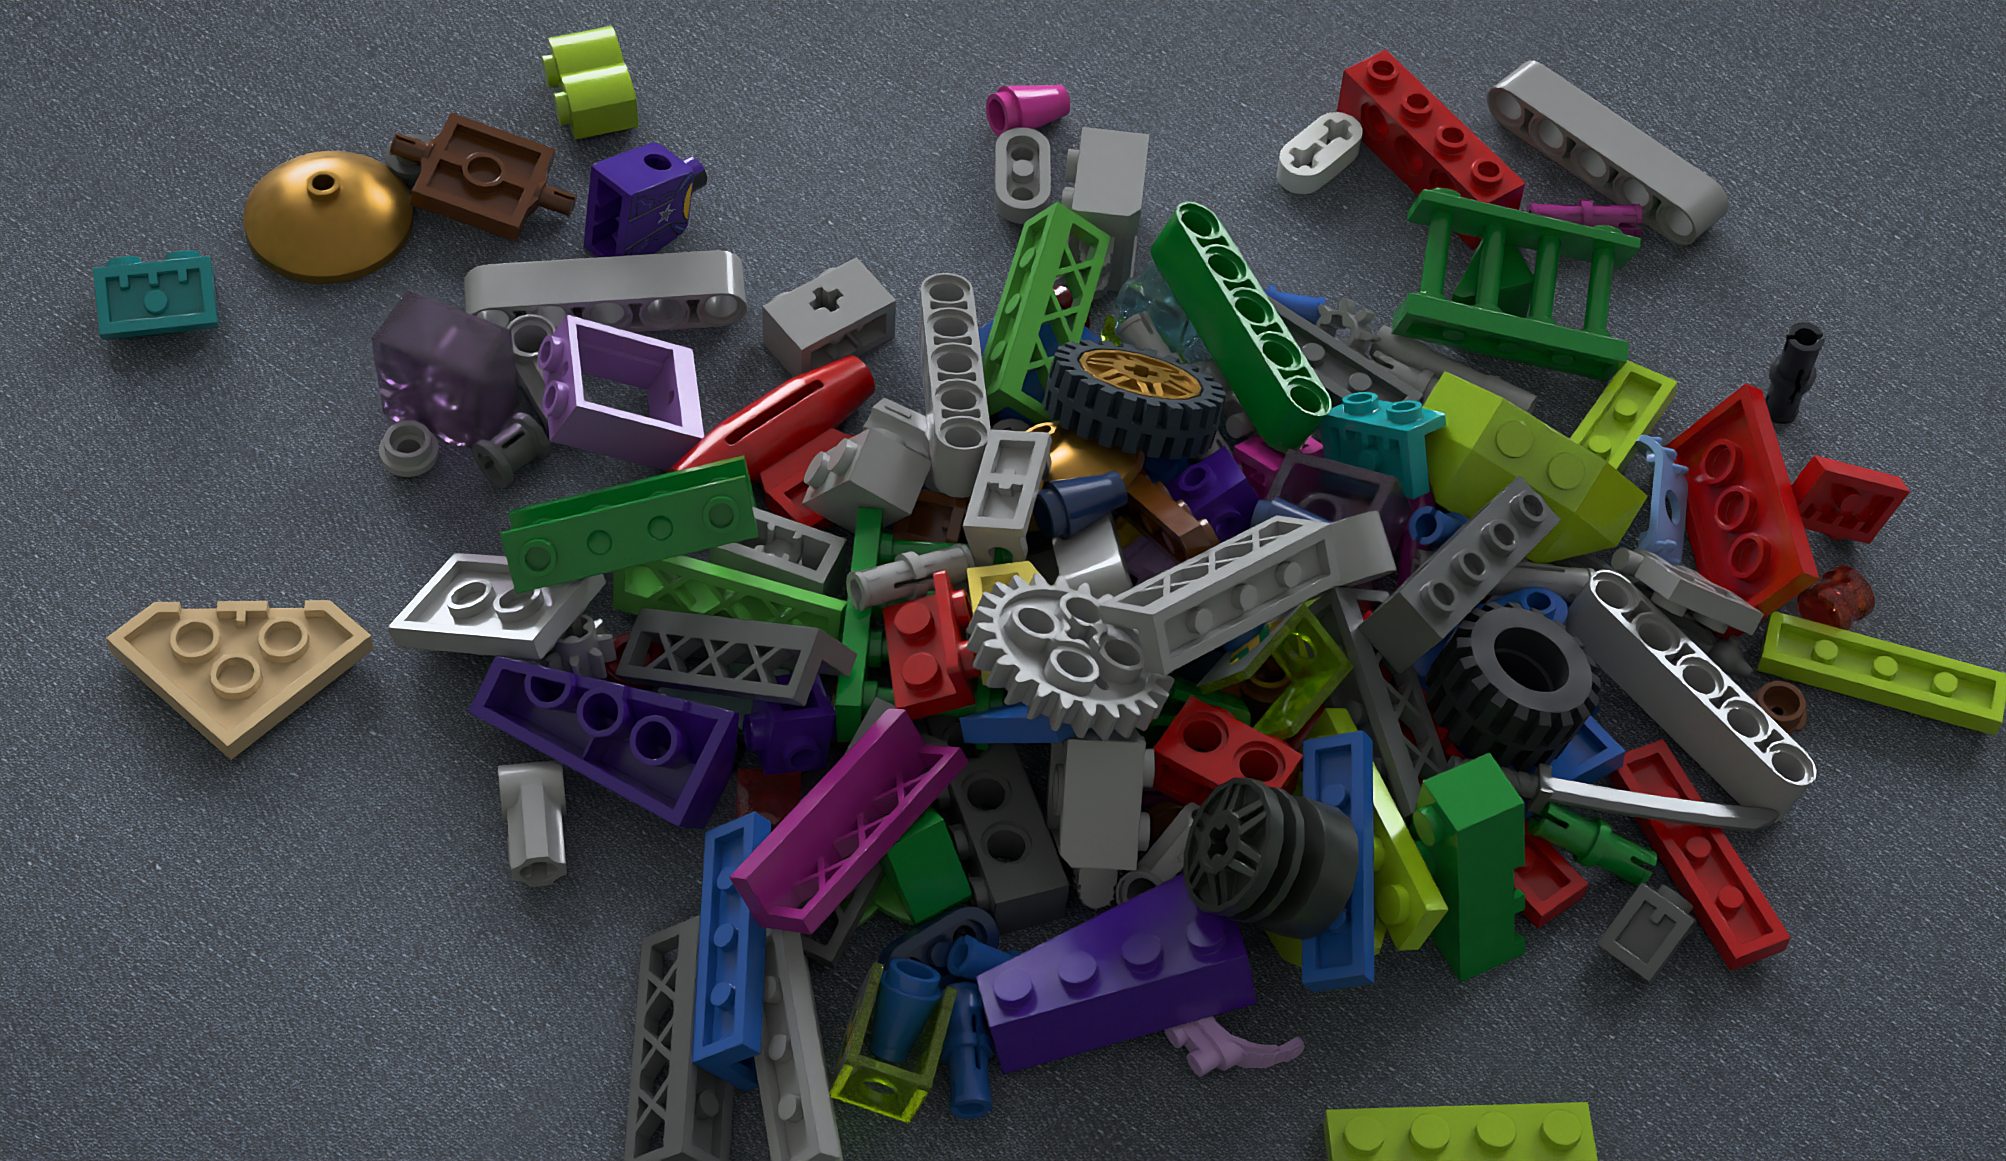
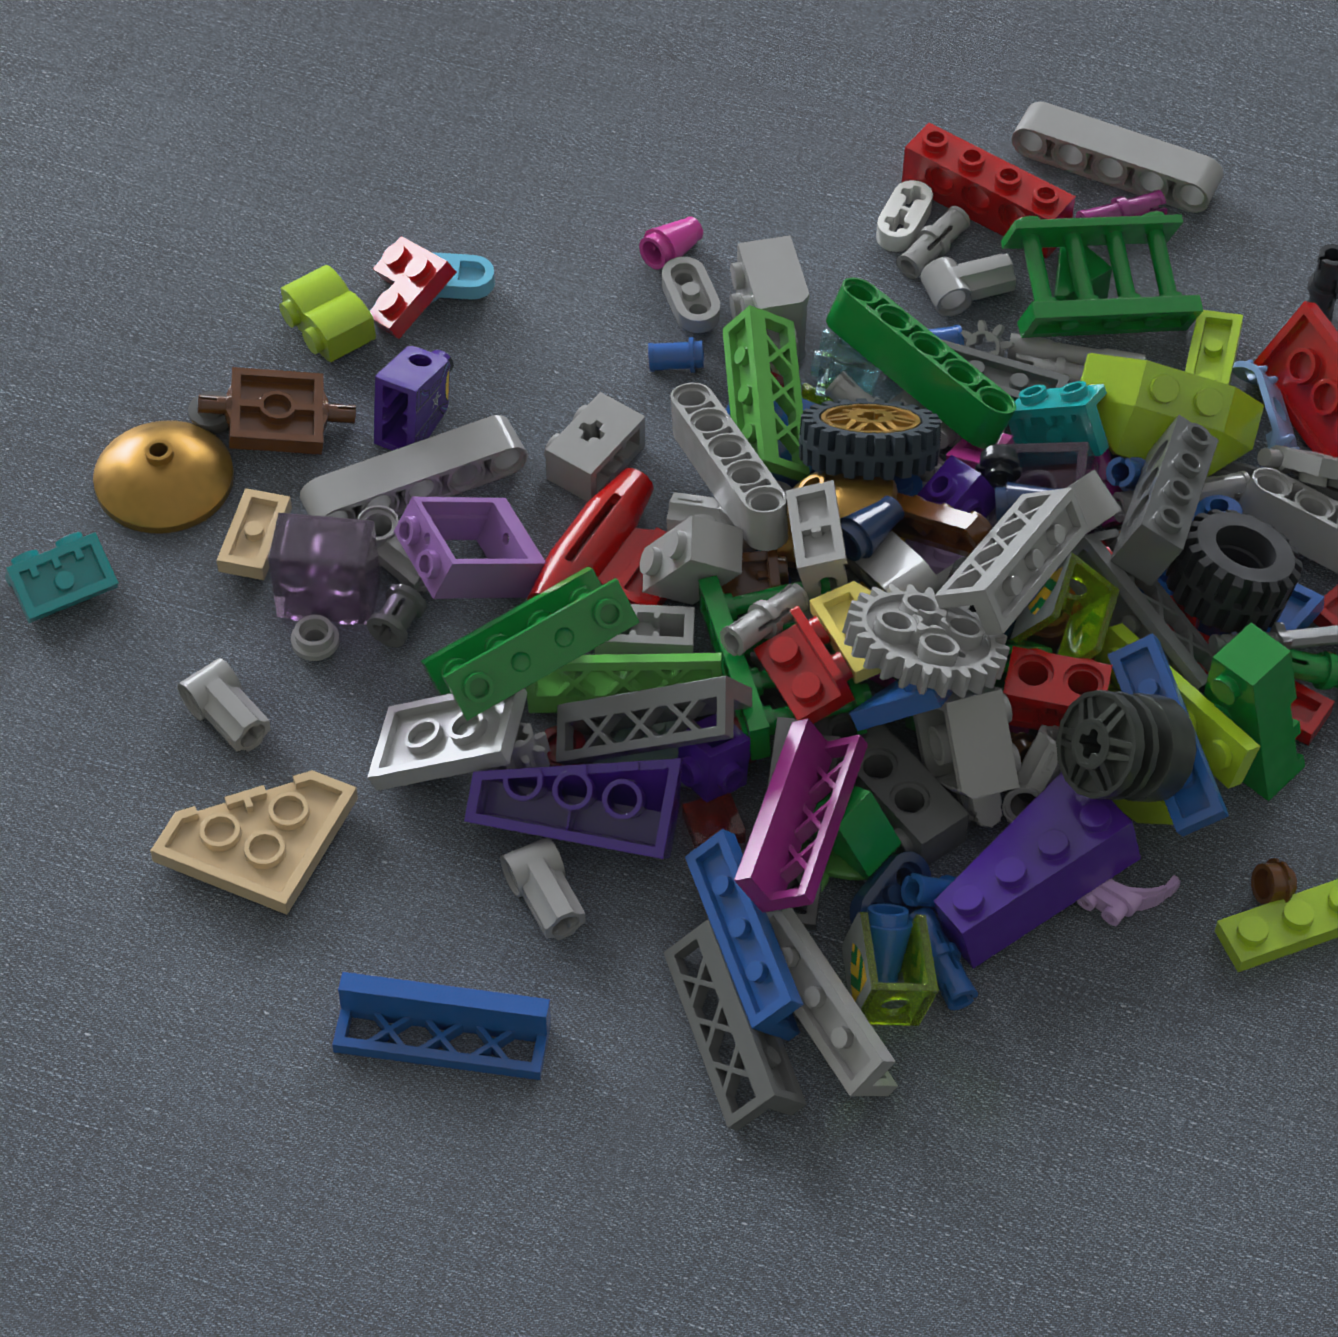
camera: 15 degrees left, 0 degrees up
(267, 487) = (219, 698): none -> light grey piece
(354, 925) = (443, 1008): none -> blue fence
(365, 319) = (251, 534): none -> tan plate
(707, 71) = (415, 282): none -> plate
(771, 85) = (473, 277): none -> medium azure plate
(974, 241) = (676, 355): none -> blue pin
(1277, 475) = (999, 465): none -> black plate
(1313, 206) = (918, 255): none -> light grey pin
(1341, 250) = (956, 285): none -> light grey piece
(1417, 1083) = (1273, 881): none -> reddish brown plate

